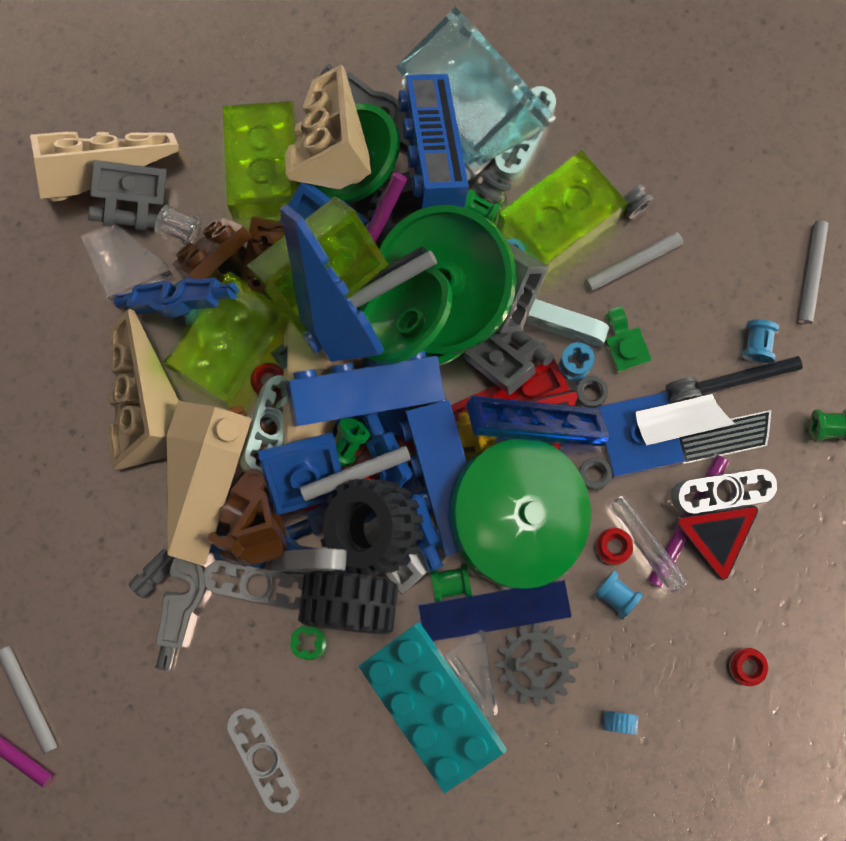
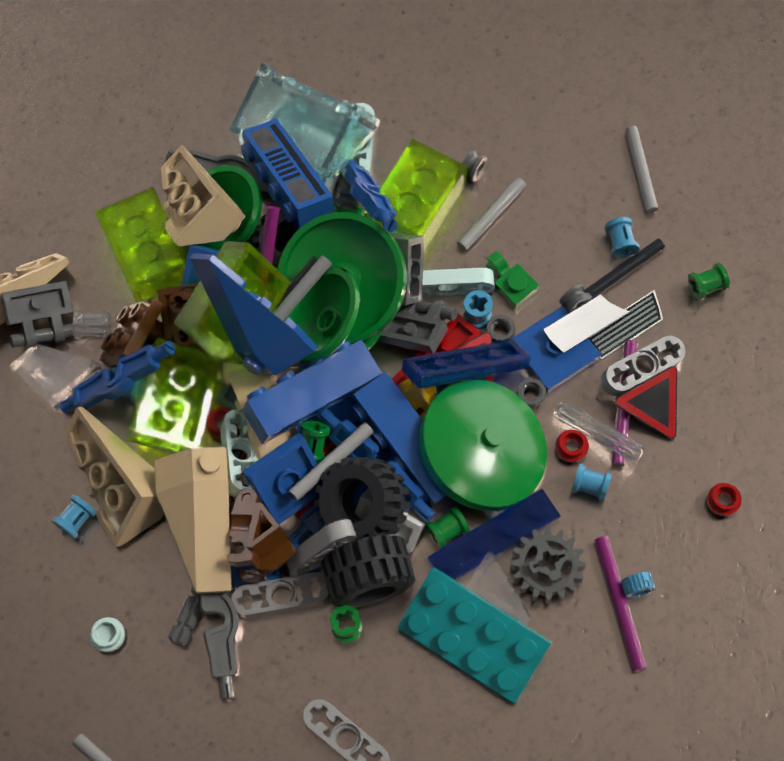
camera: 20 degrees left, 10 degrees down
(71, 556) = (107, 634): none -> light aqua plate
(83, 421) = (73, 516): none -> dark azure bush
(506, 195) = (367, 193): none -> blue piece
(595, 733) = (620, 603): none -> magenta bar

